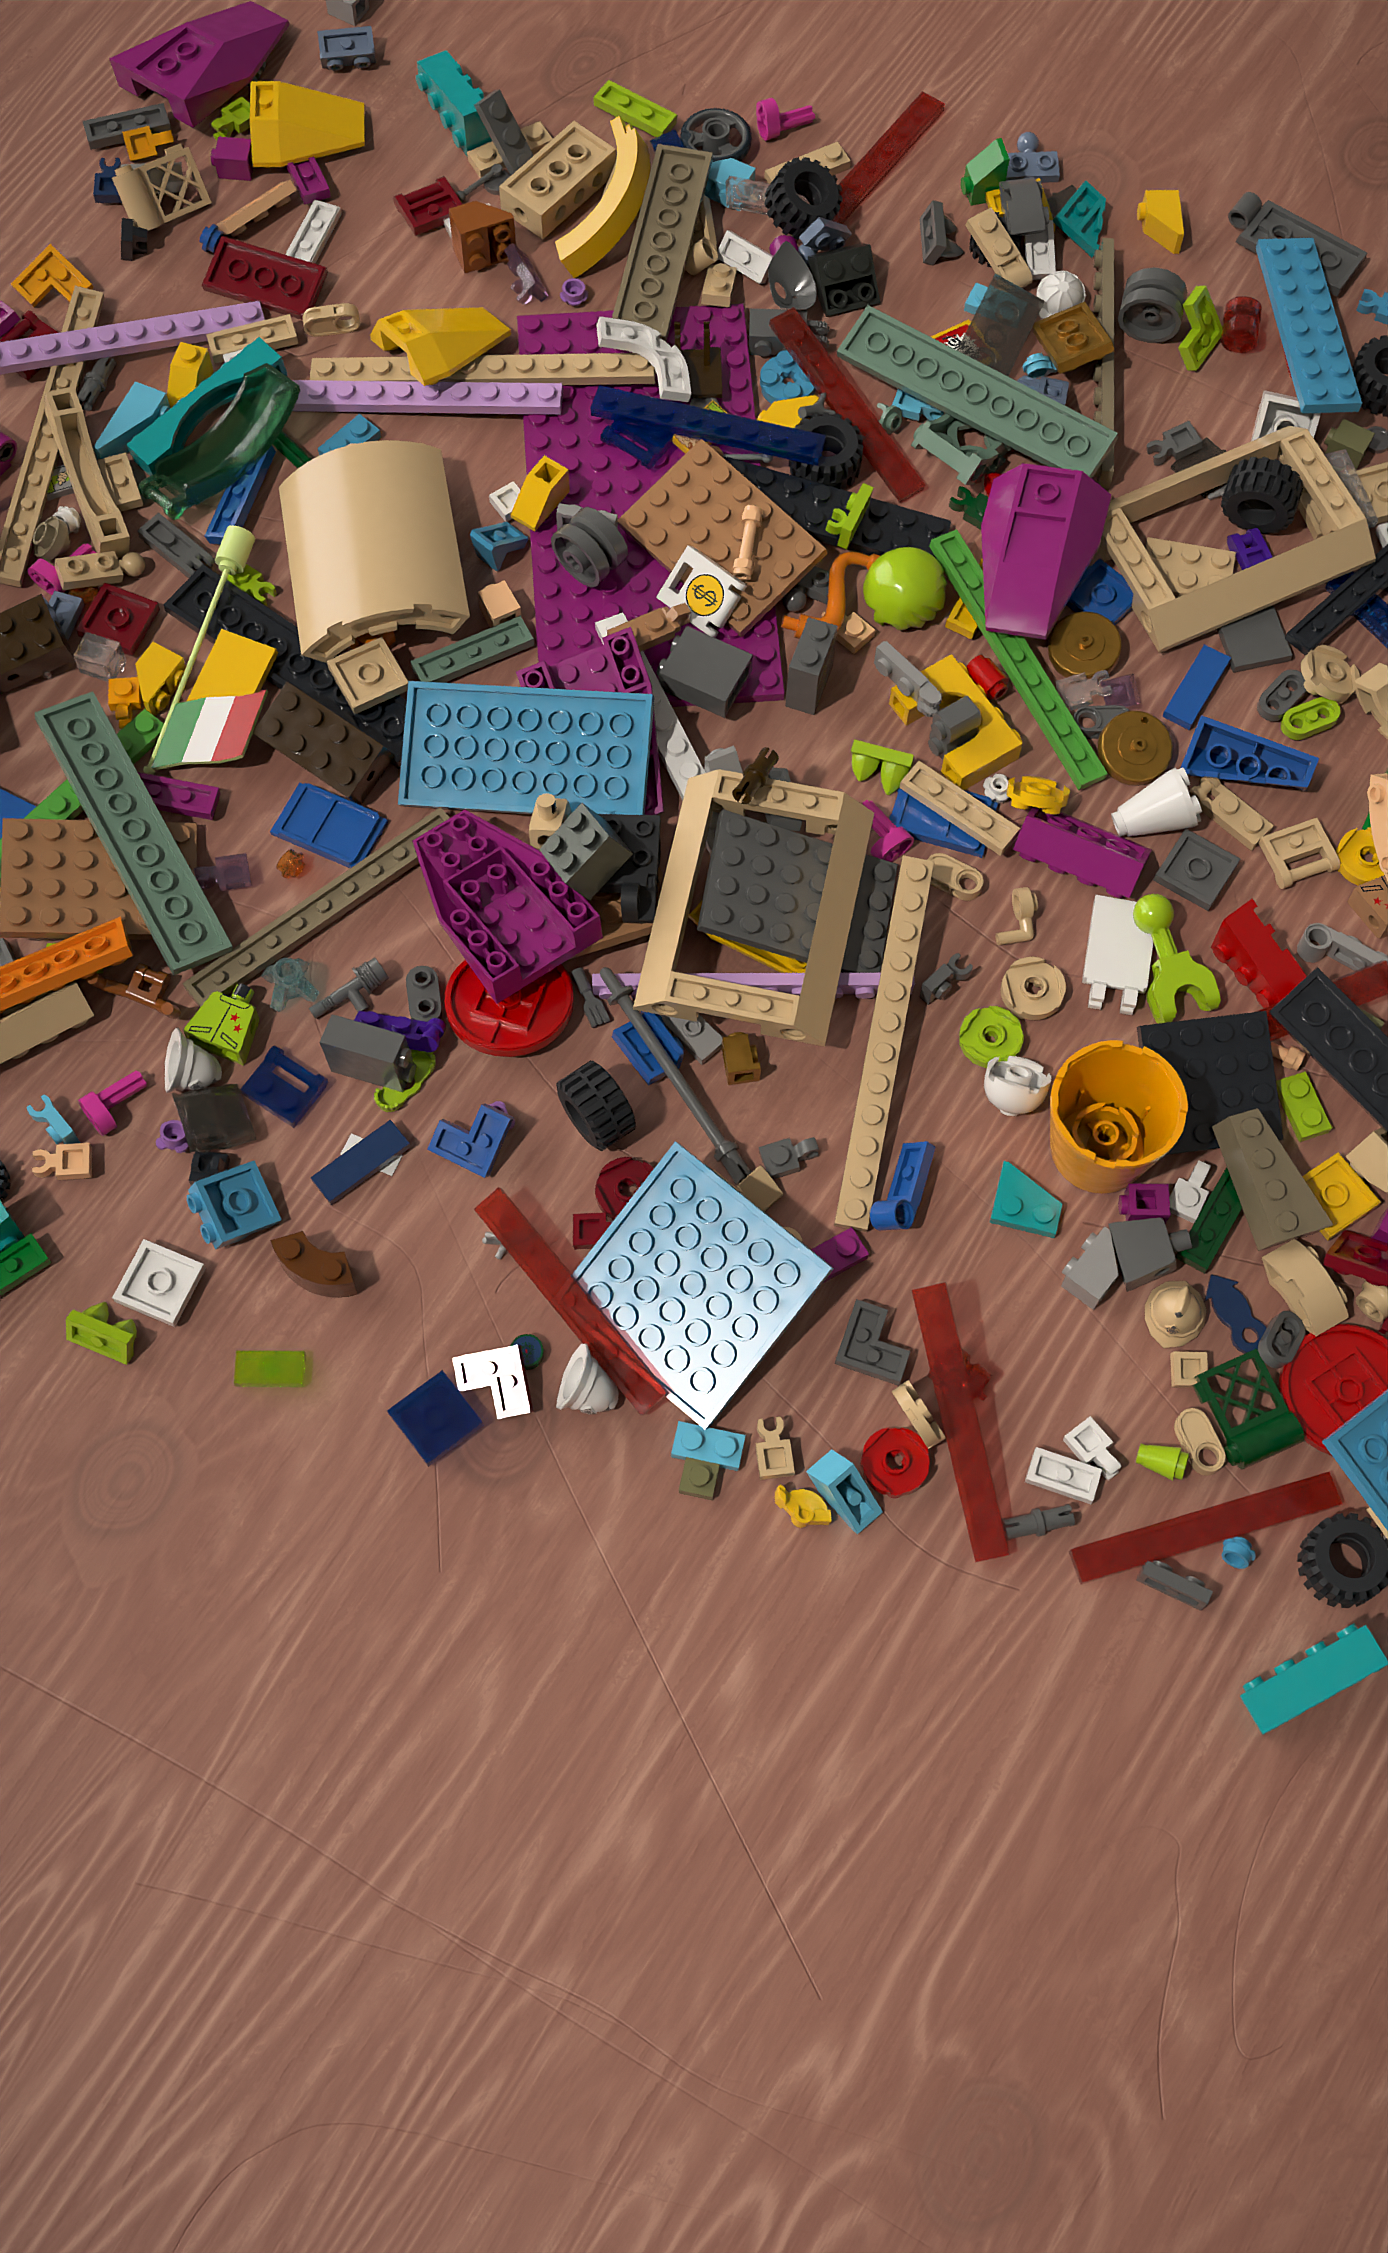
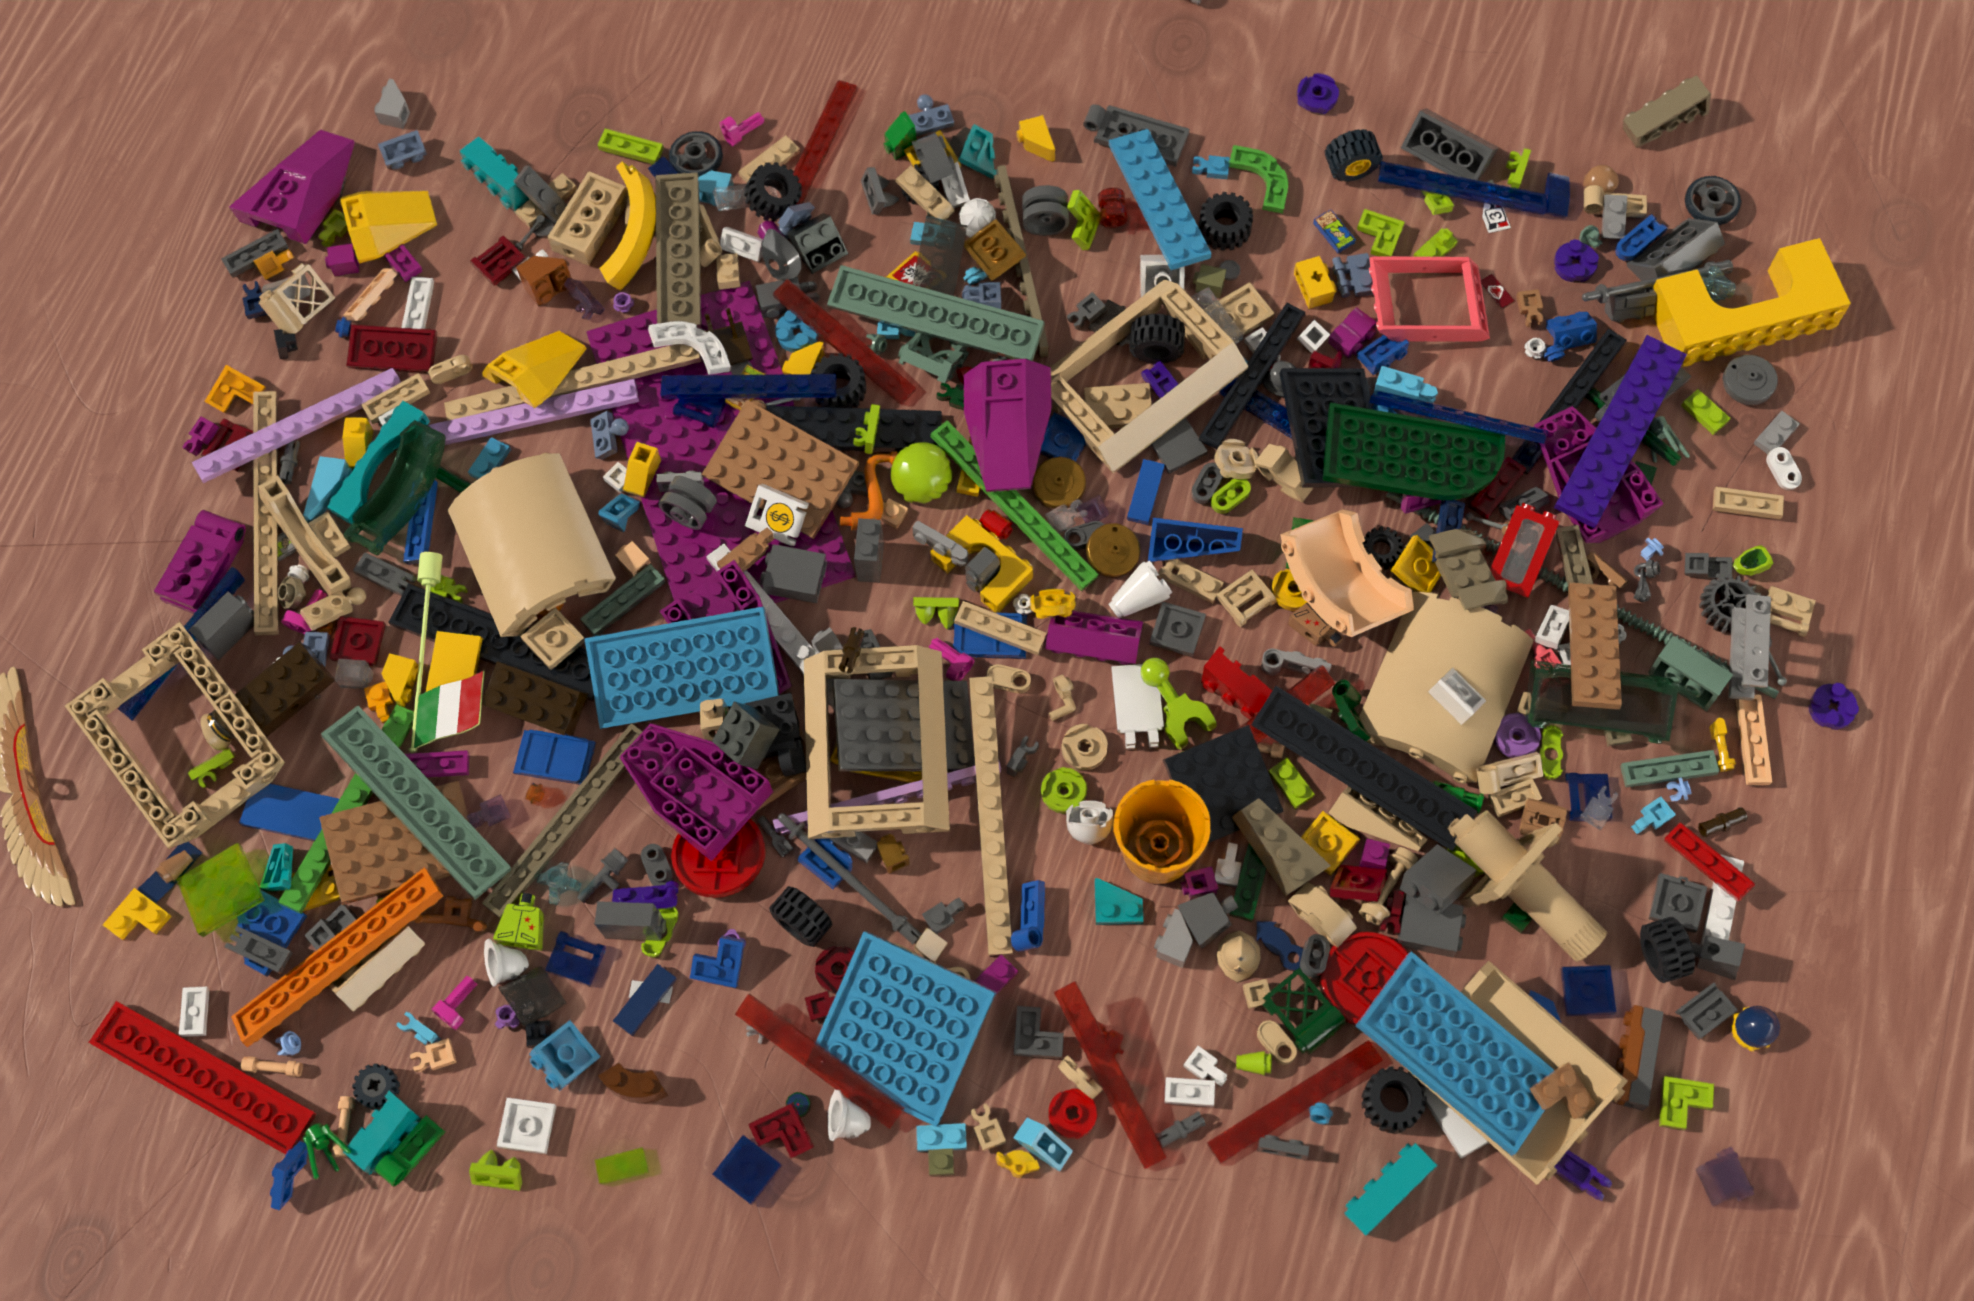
camera: 10 degrees left, 0 degrees up
(504, 445) = (604, 434): none -> sand blue plate
(751, 520) = (799, 453): light nougat bar -> none
(807, 411) = (824, 351): dark grey bar -> none

